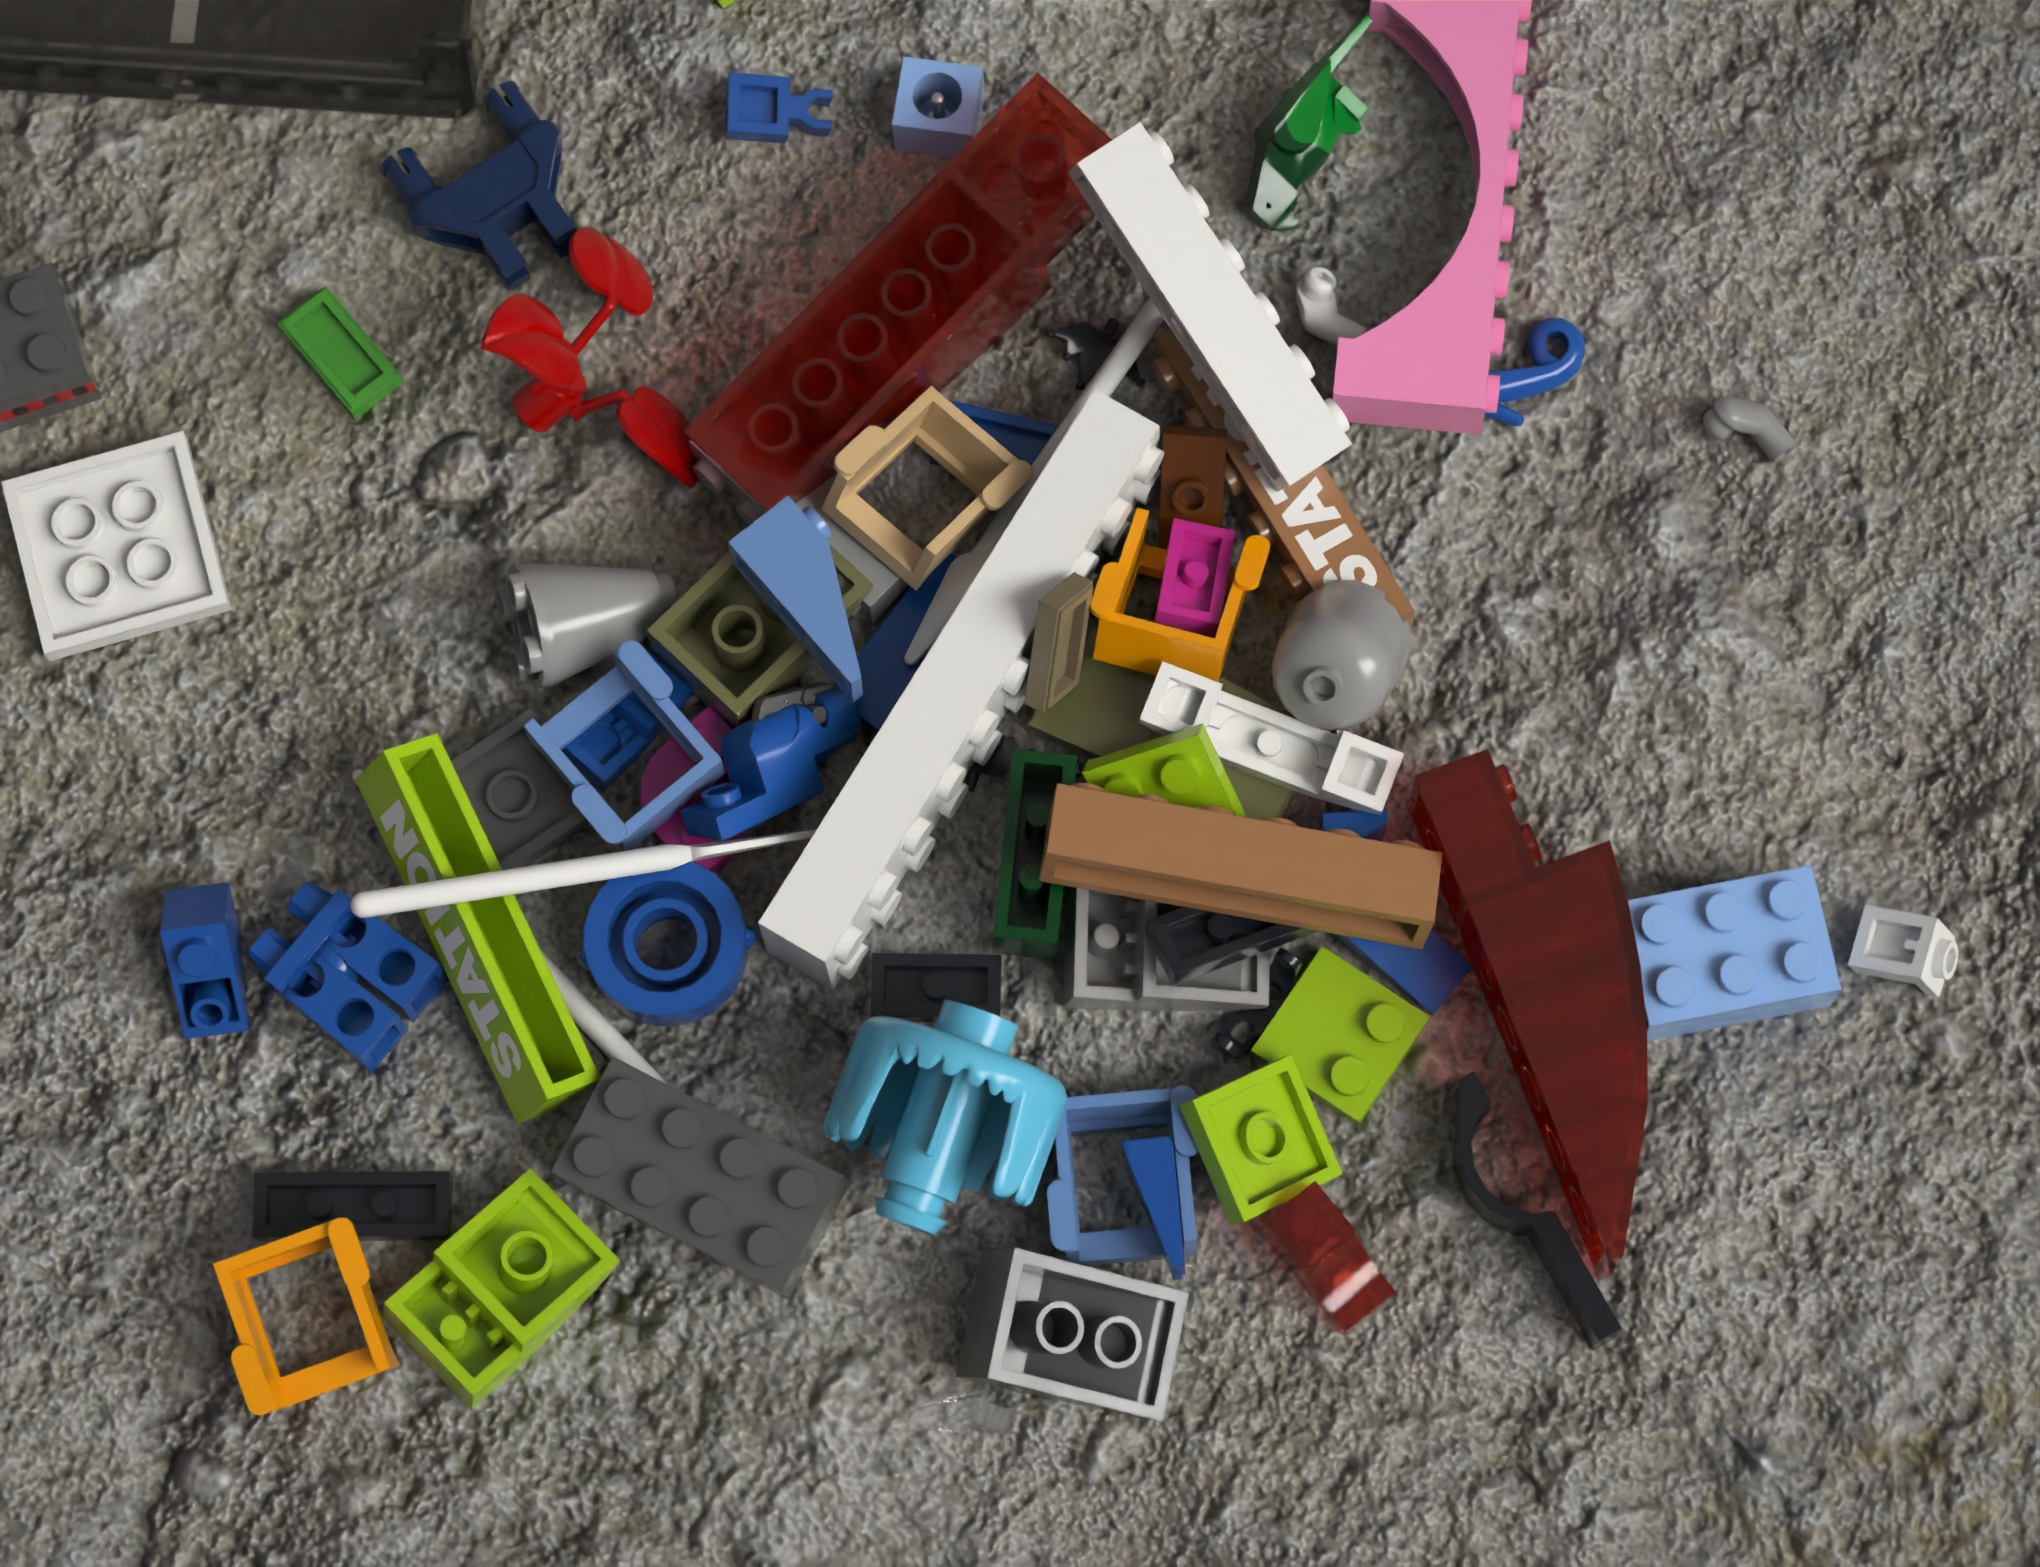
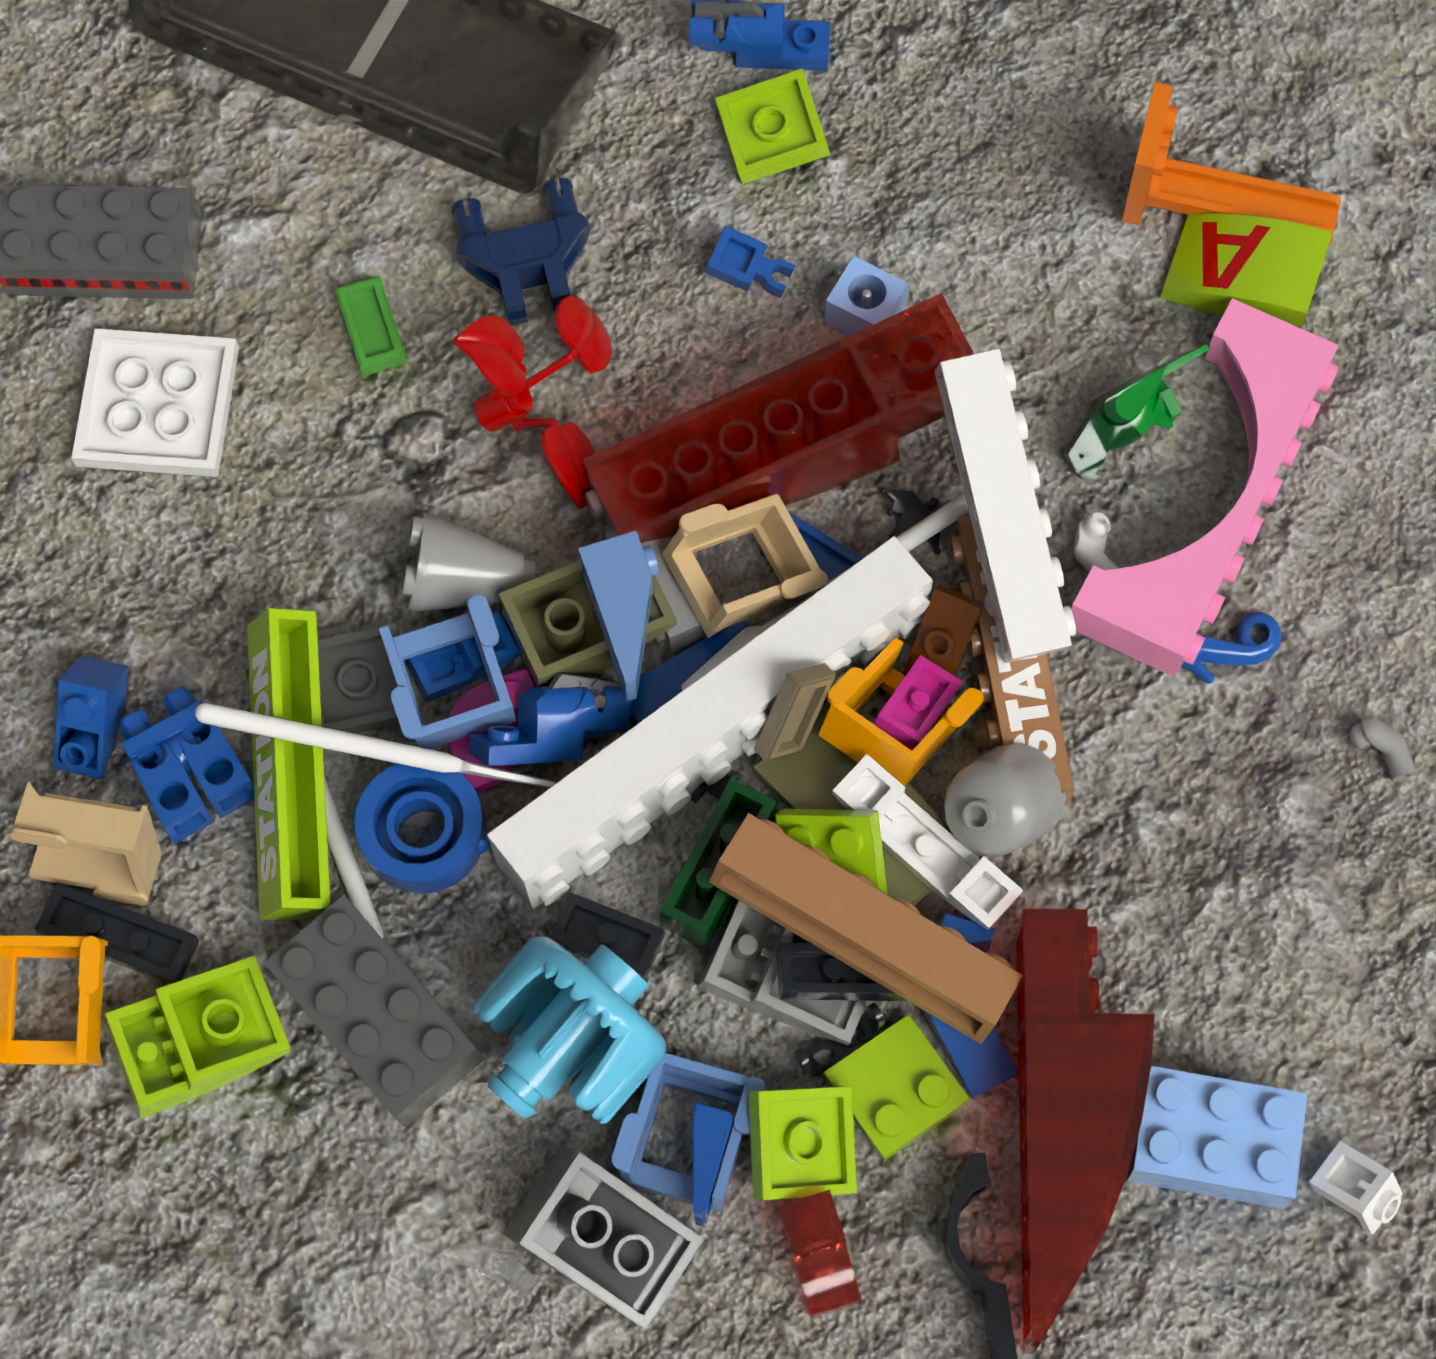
camera: 20 degrees right, 5 degrees down
(279, 1114) = (90, 845): none -> tan piece

